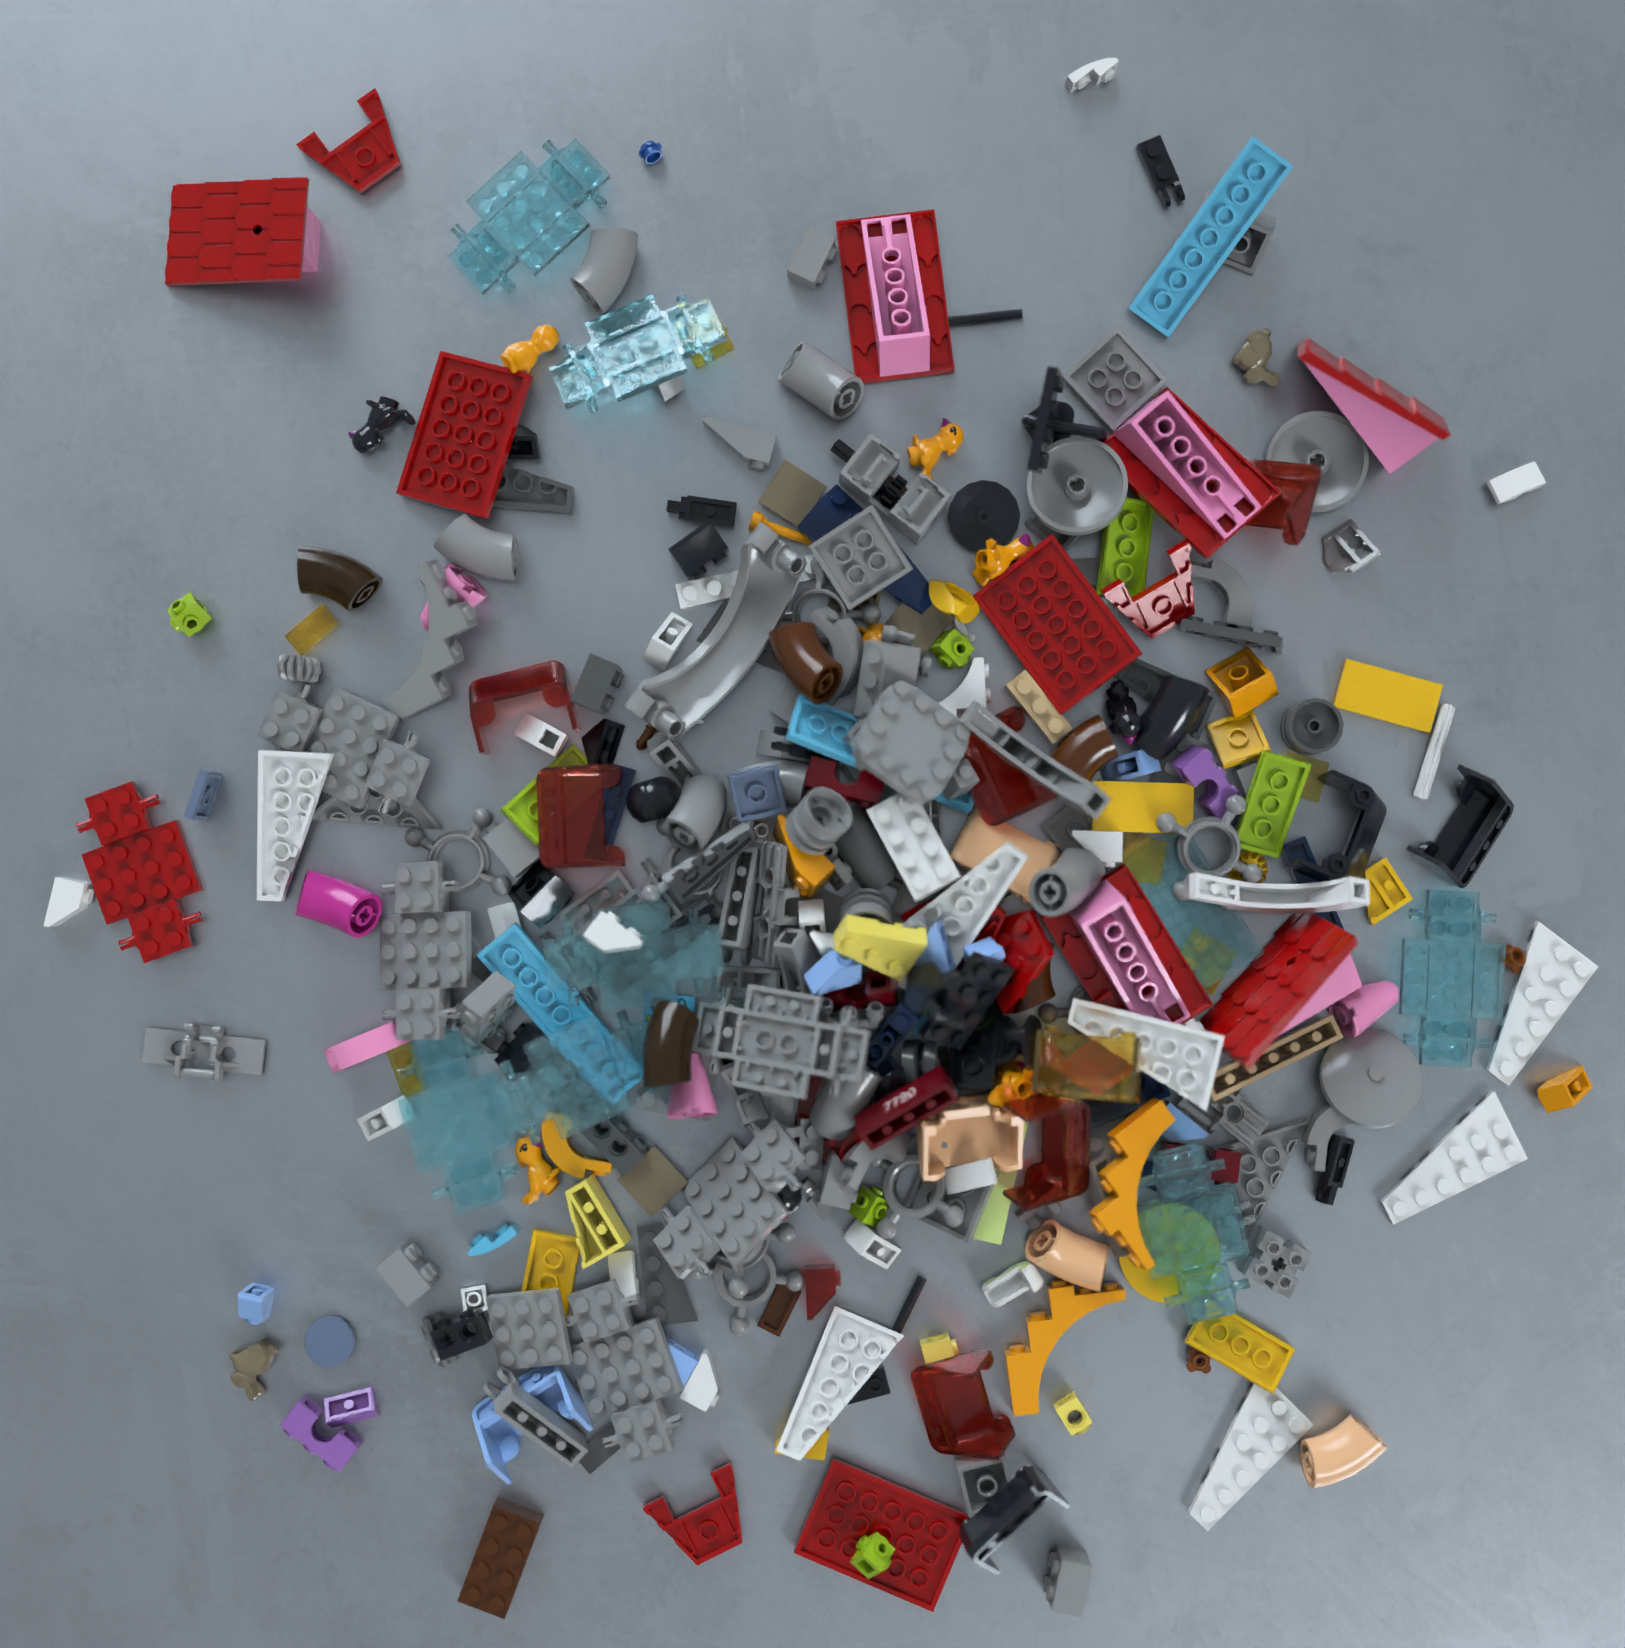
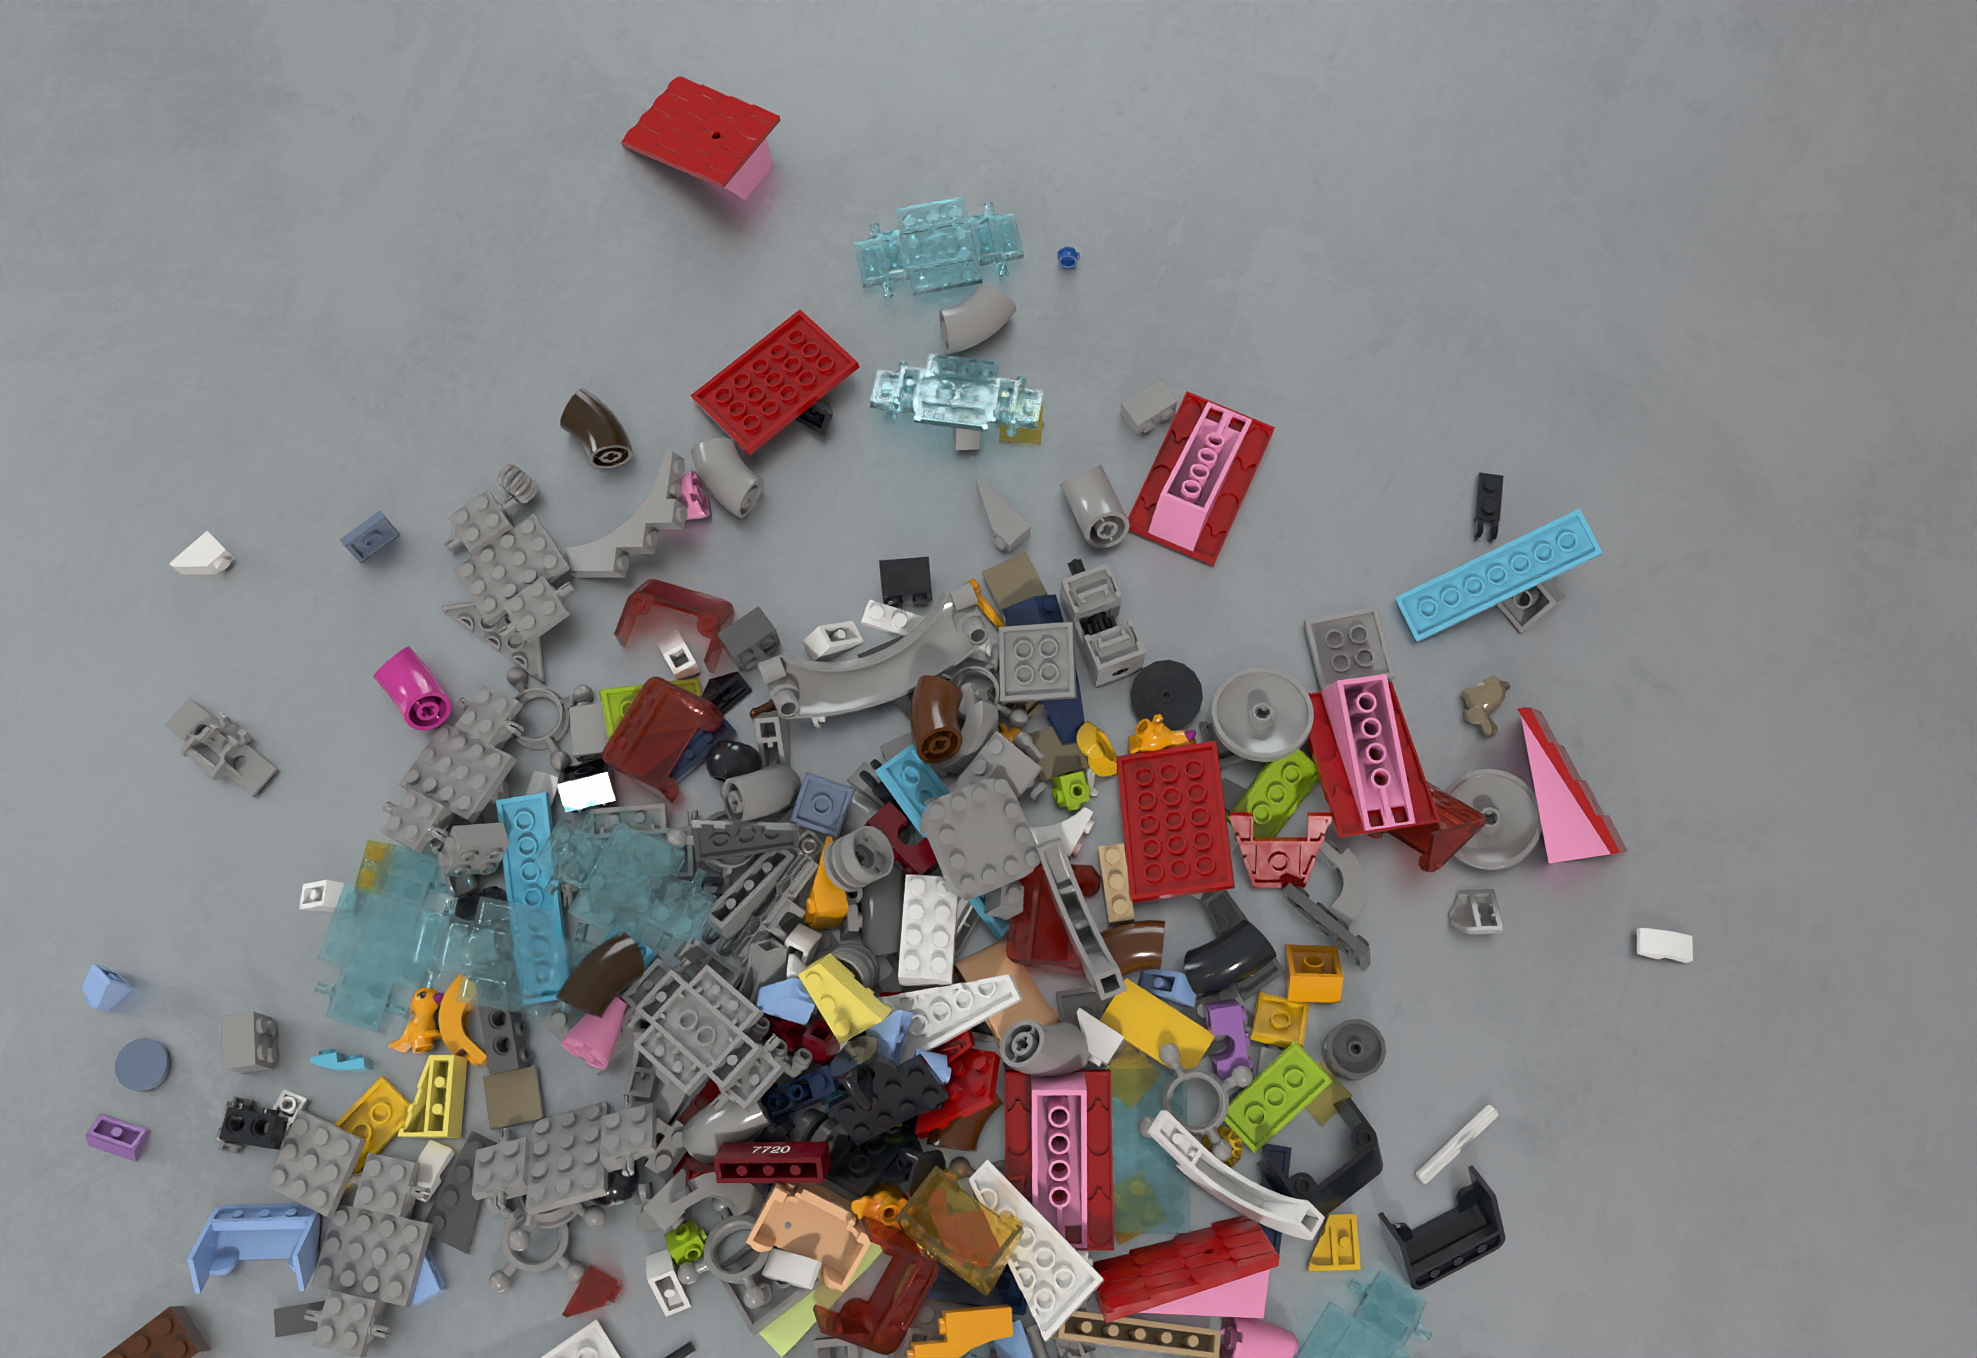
camera: 35 degrees right, 15 degrees down
(141, 871) = (278, 570): red piece -> none
(188, 614) = (461, 392): lime brick -> none
(251, 1363) = (61, 1040): dark tan animal -> none
(286, 804) = (432, 582): white wing -> none
(302, 1425) = (65, 1124): medium lavender arch -> none
(312, 630) = (550, 463): clear yellow plate -> none
(363, 1047) = (352, 822): bright pink arch -> none
(365, 155) = (838, 136): red wing -> none
(381, 418) = (719, 332): black animal -> none
(524, 354) = (864, 347): light orange animal -> none
(531, 492) = (797, 456): dark grey wing -> none
(536, 1420) = (262, 1250): light grey hinge -> none
(610, 936) = (616, 849): white slope -> none
(701, 509) = (940, 559): black hinge -> none
(702, 1384) = (431, 1315): white slope -> none
(778, 1309) = (545, 1291): reddish brown tile -> none
(928, 451) = (1151, 614): light orange animal -> none
(985, 317) = (1266, 537): black bar -> none
(1053, 422) = (1270, 647): black plate -> none
(1098, 71) = (1479, 397): white slope -> none
(1122, 712) = (1188, 932): black animal -> none
(1387, 696) = (1441, 1067): yellow tile -> none

